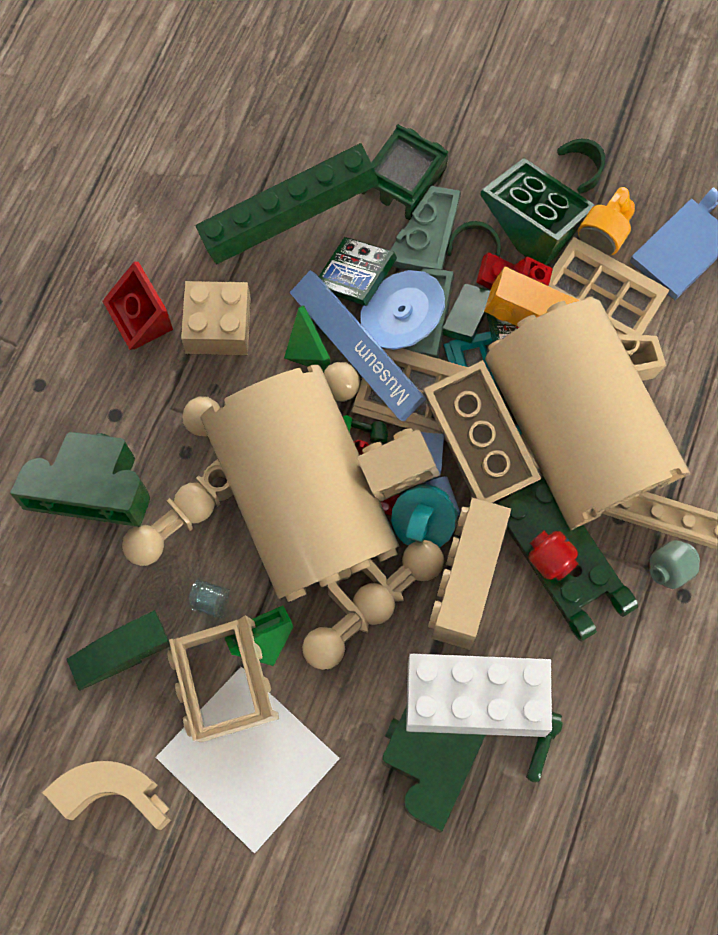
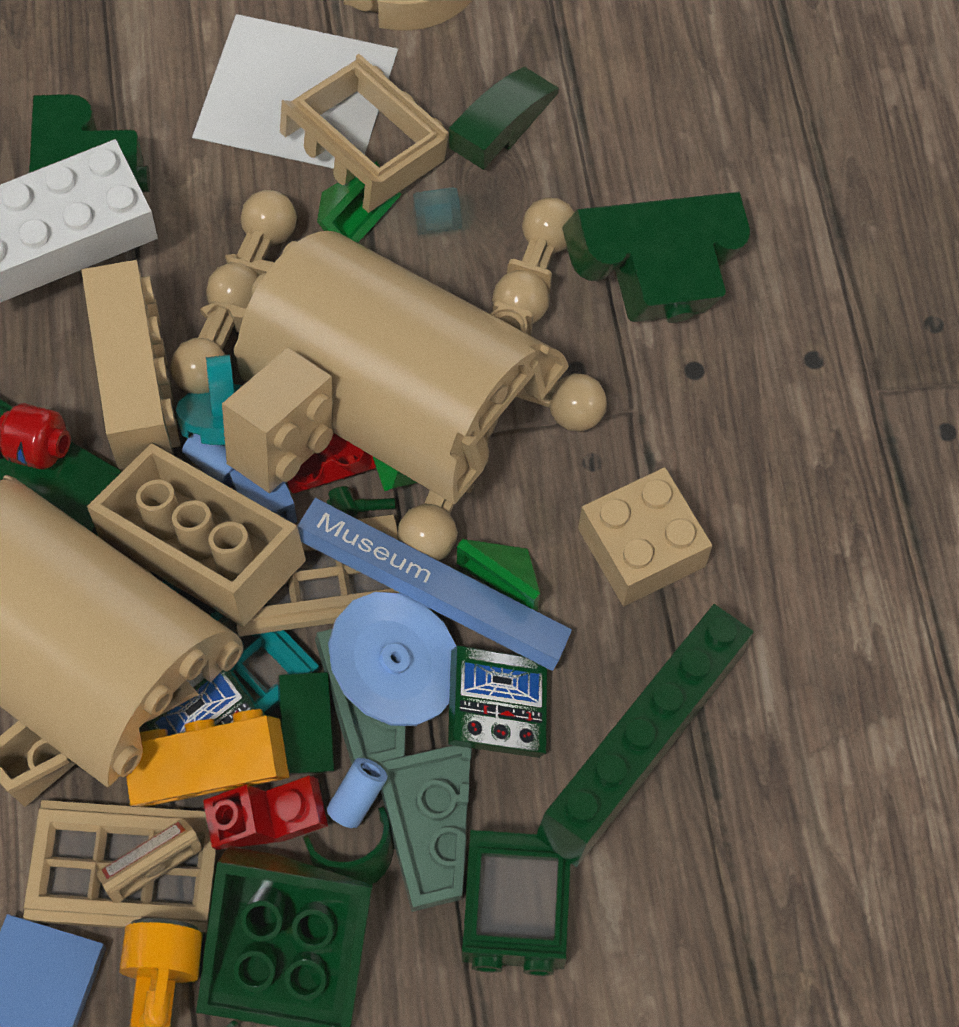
camera: 150 degrees right, 5 degrees down
(137, 308) = (754, 505): red slope -> none
(459, 259) = (356, 793): none -> light blue piece
(591, 276) = (149, 860): none -> tan slope

